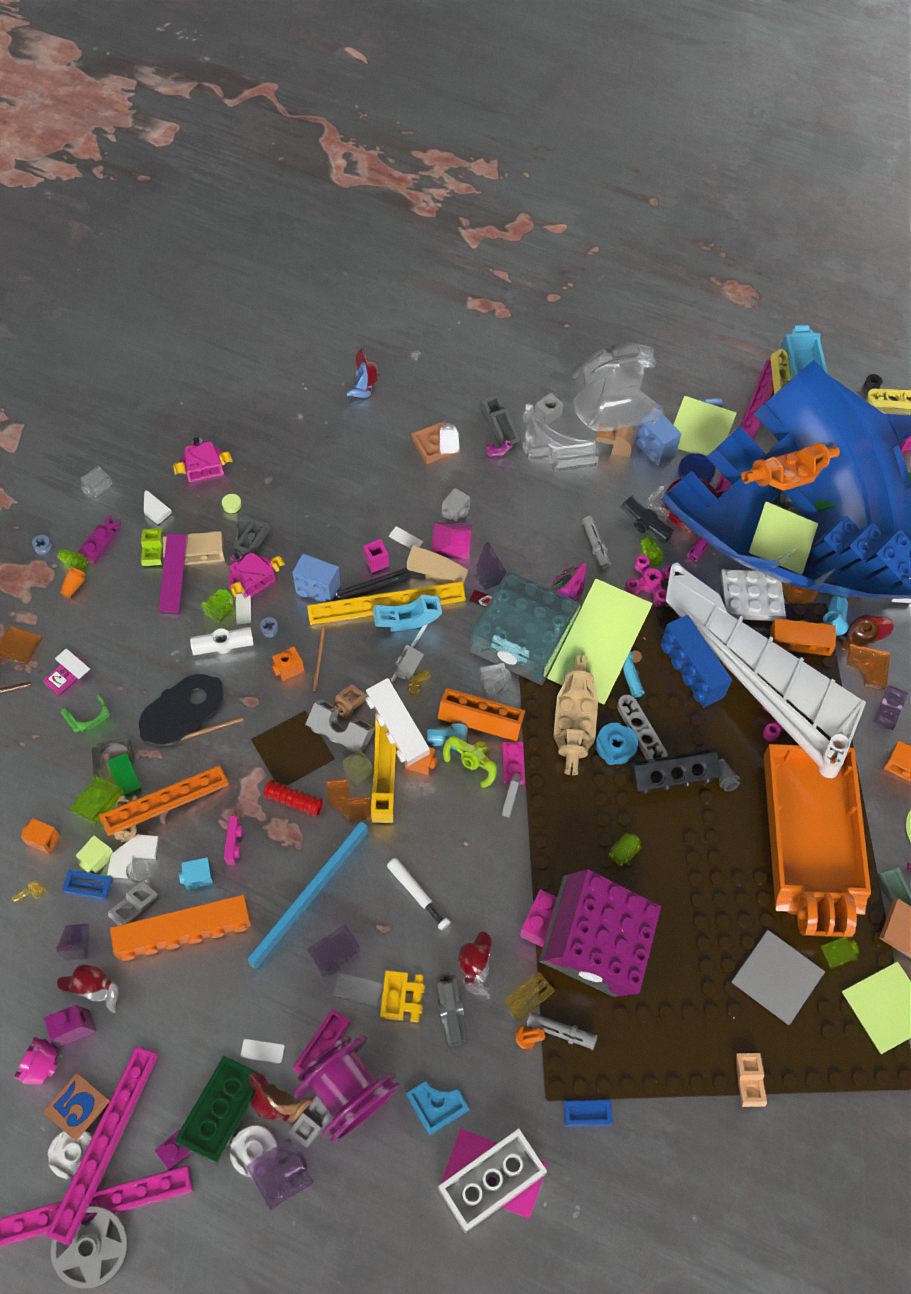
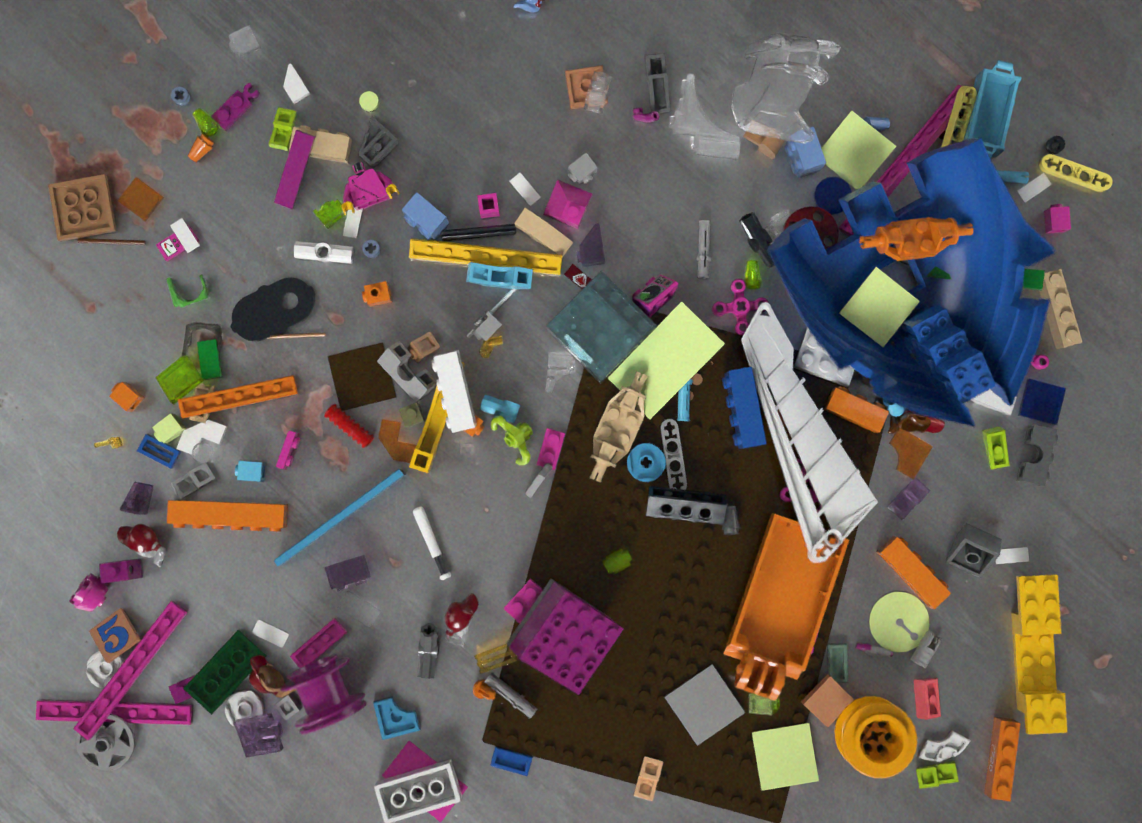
camera: 15 degrees right, 25 degrees up
(202, 461) = (350, 45): dark pink torso -> none
(319, 658) = (408, 293): medium nougat axle -> none
(394, 996) = (386, 624): yellow plate -> none
(481, 714) = (535, 398): orange brick -> none
(549, 408) = (708, 89): light grey brick -> none

